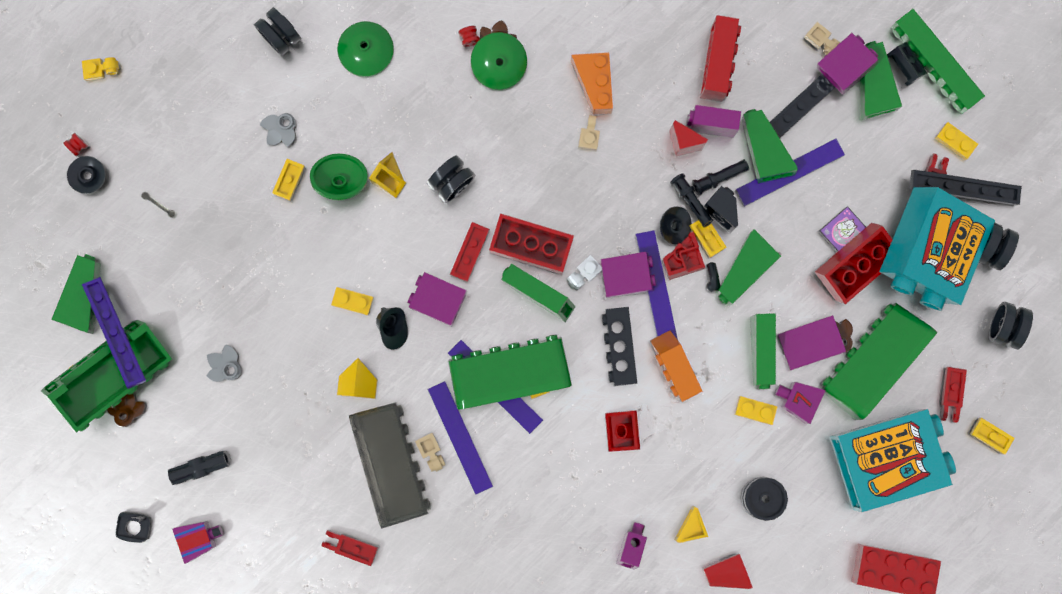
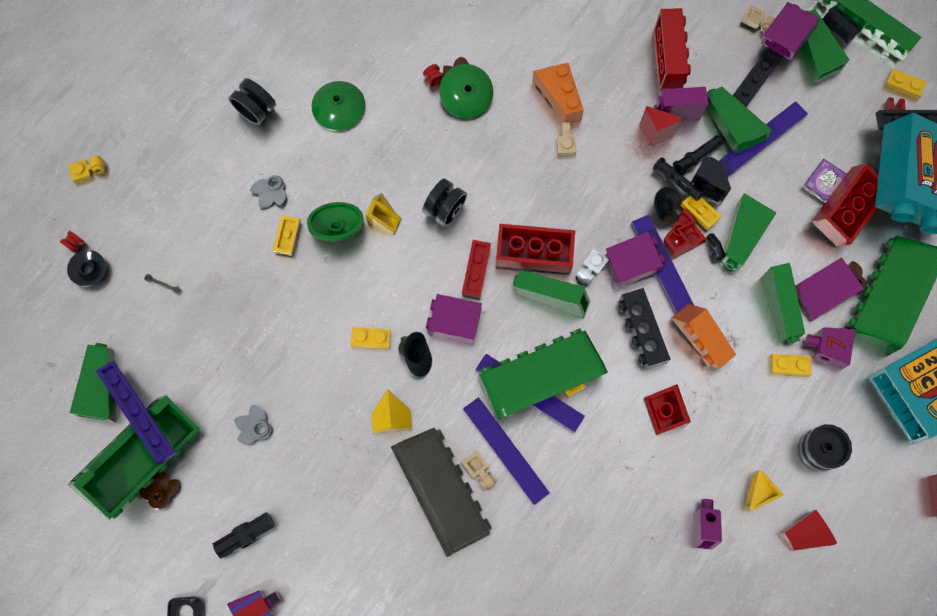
camera: 10 degrees left, 10 degrees down
(351, 548) = (419, 587): red hinge -> none

